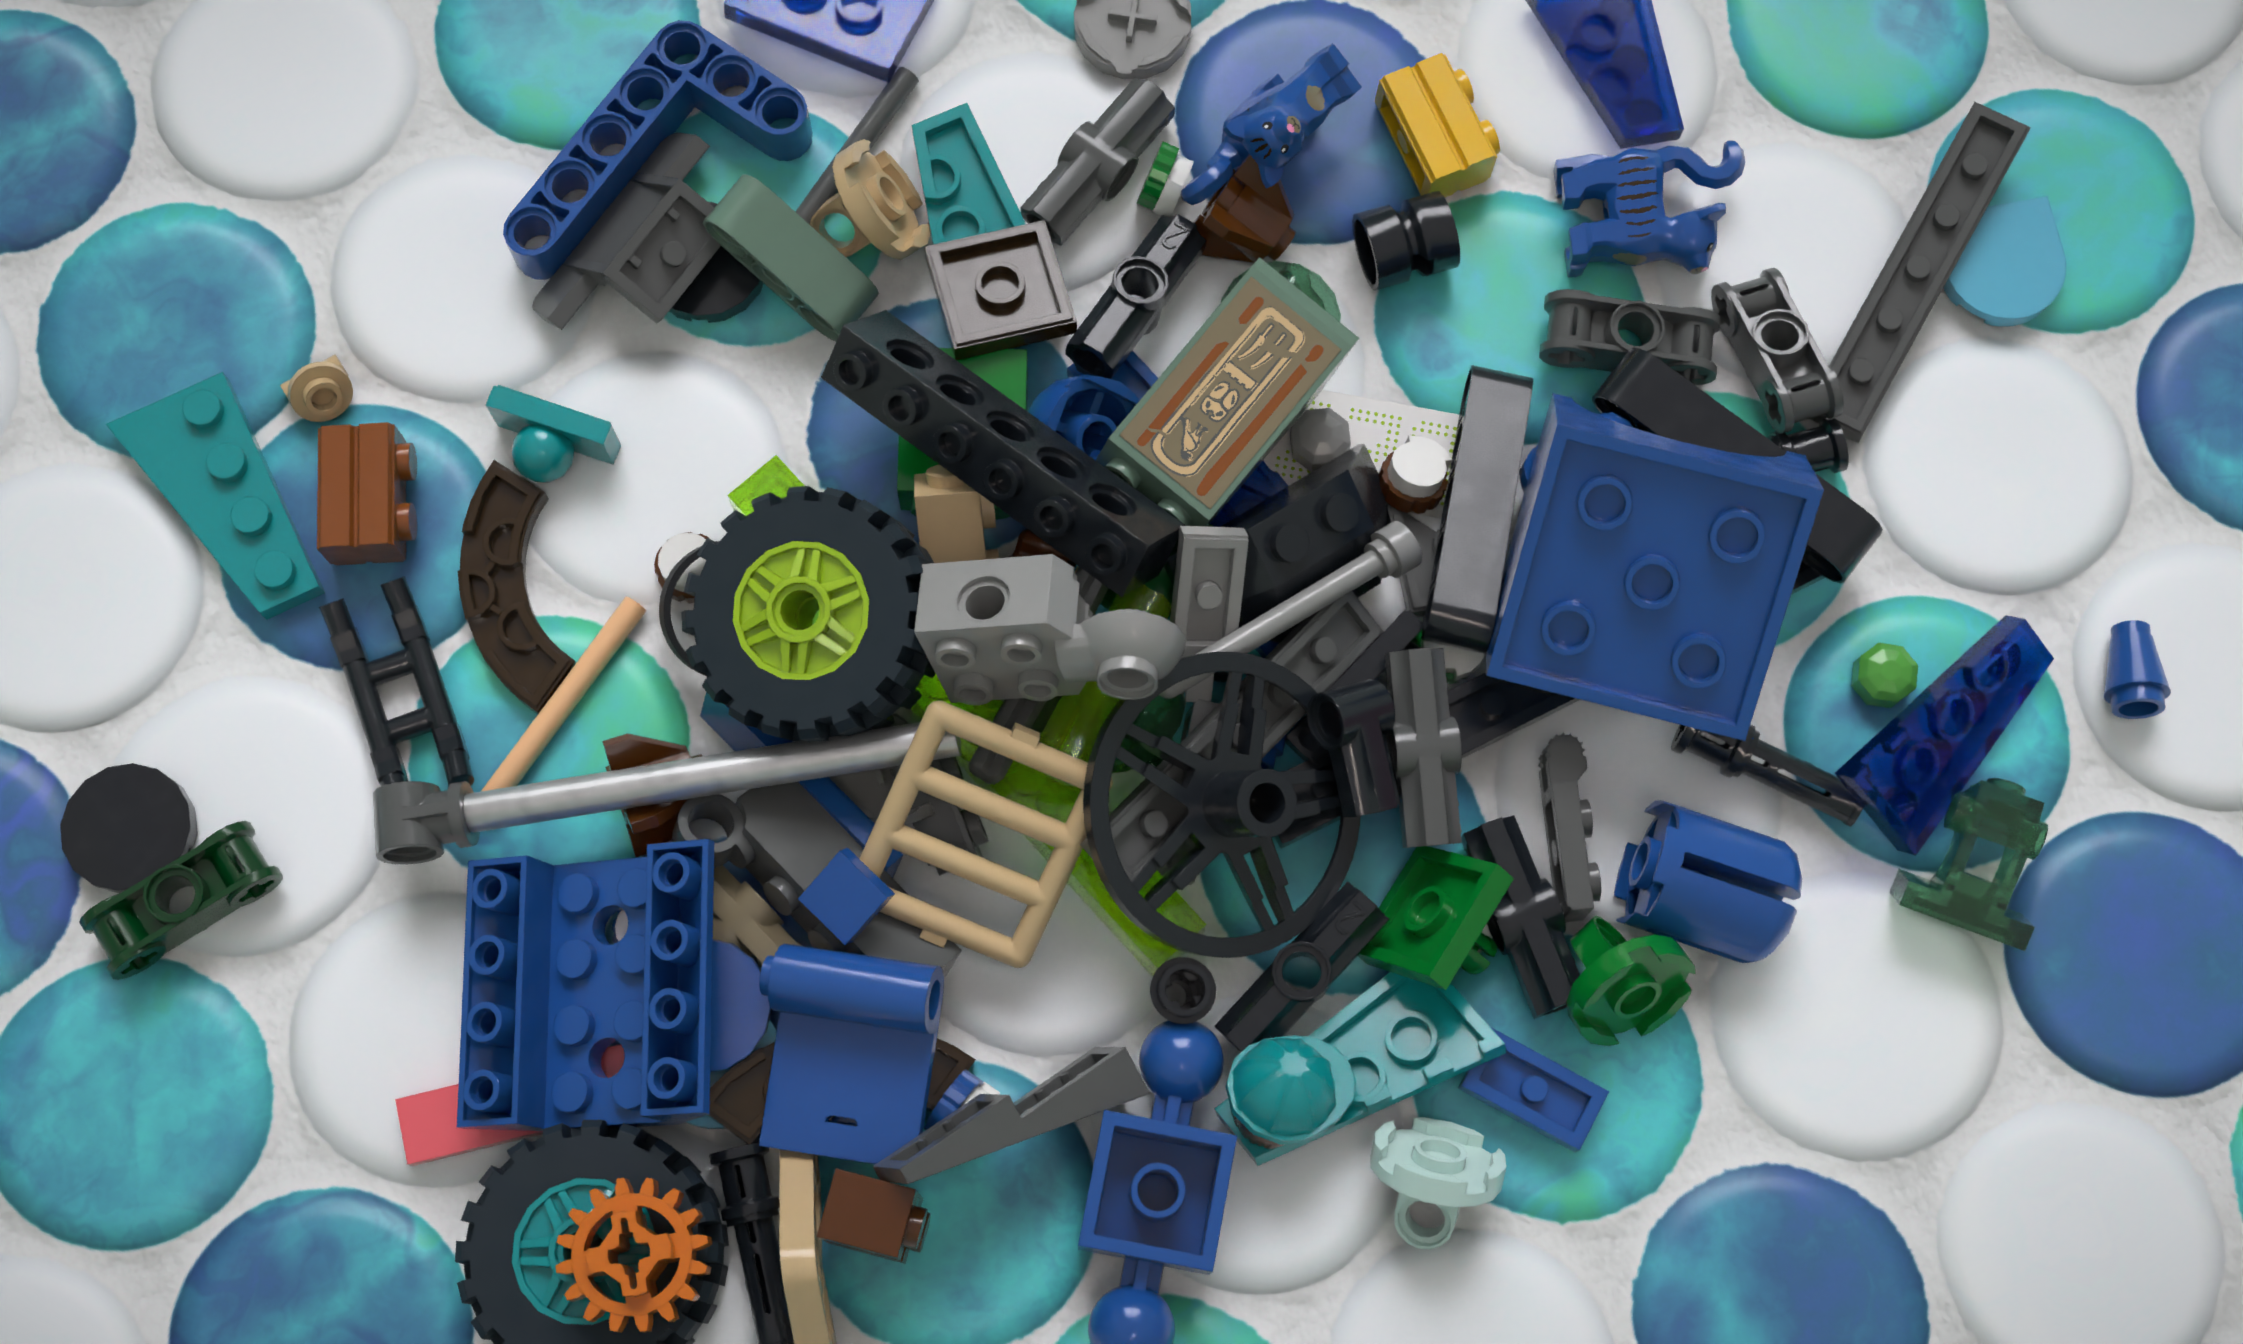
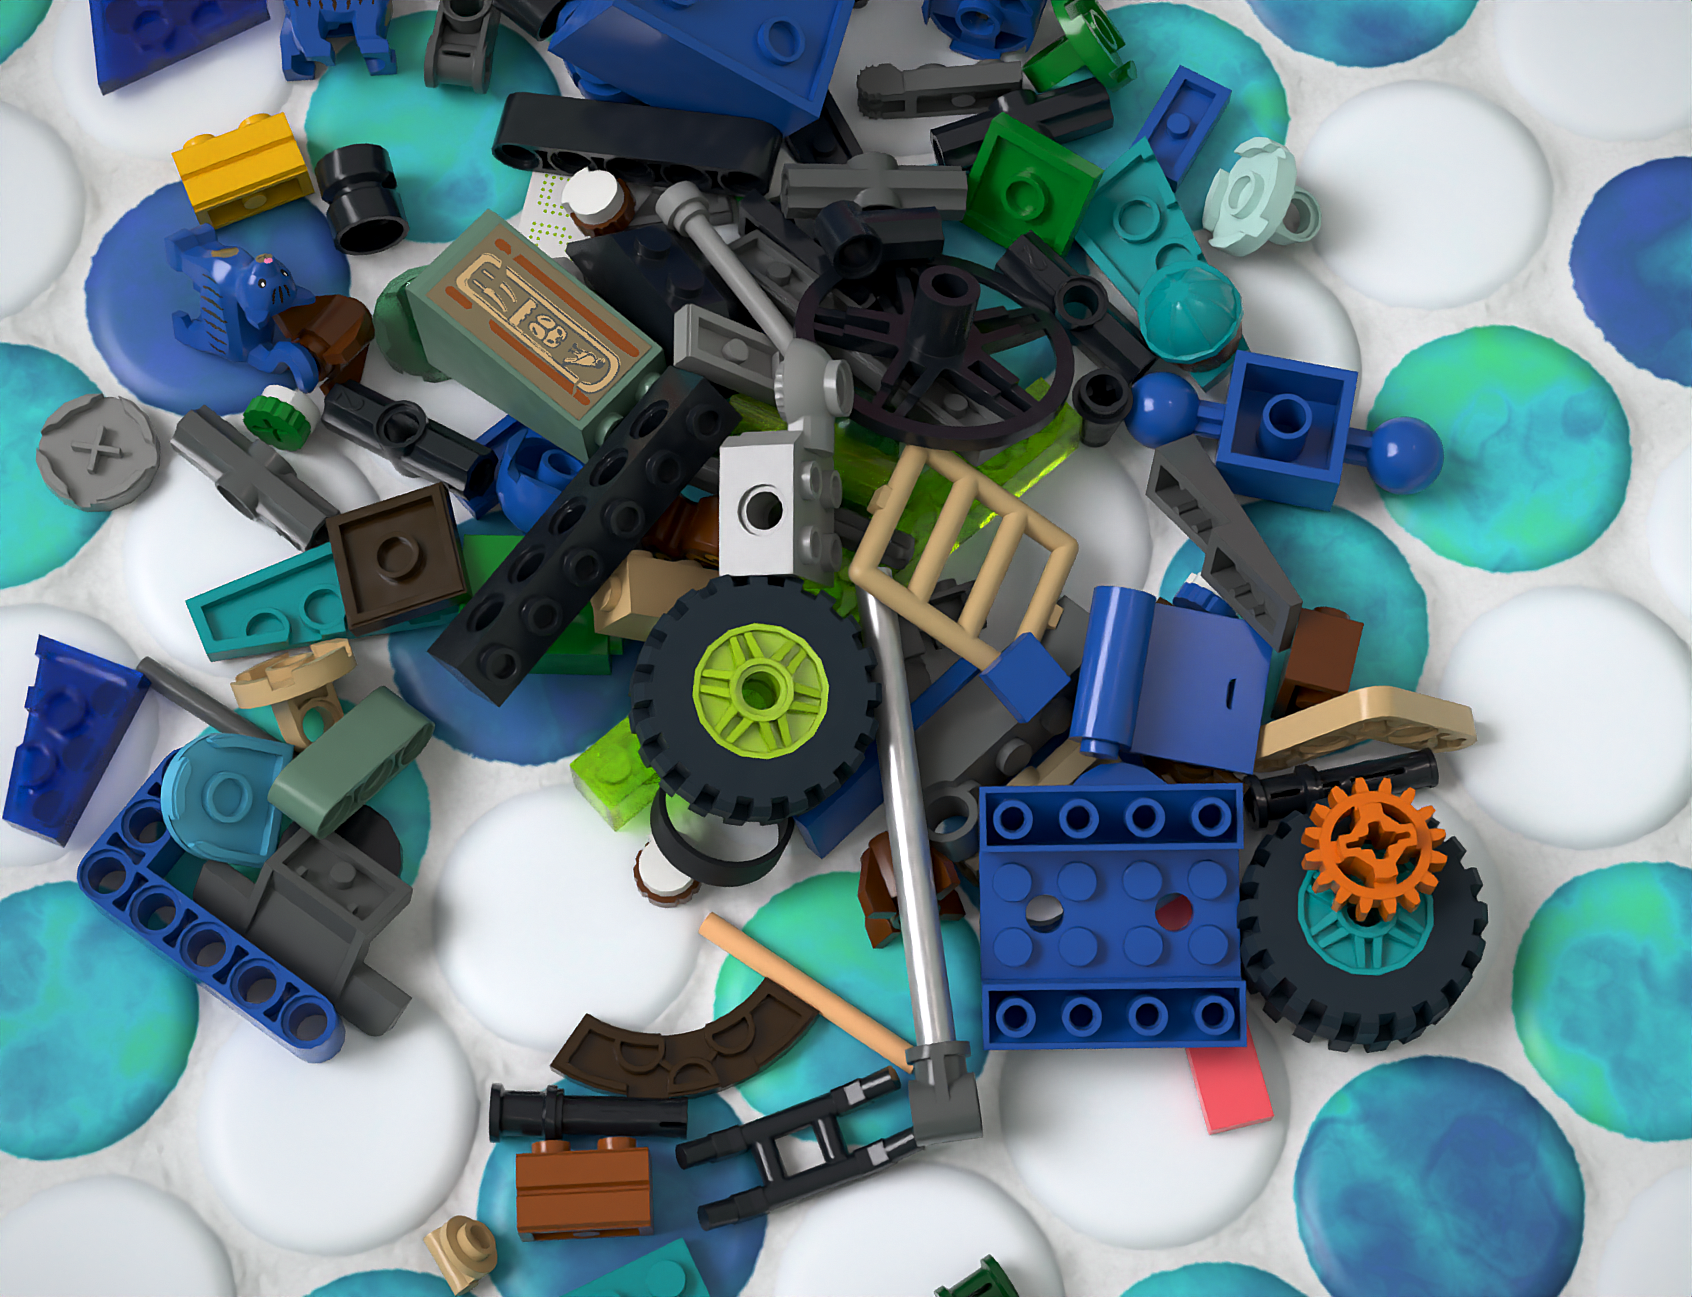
camera: 85 degrees left, 5 degrees down
(443, 468) = (554, 1114): none -> black pin
(549, 434) = (527, 1005): teal tile -> none
(758, 133) = (219, 797): none -> medium azure tile

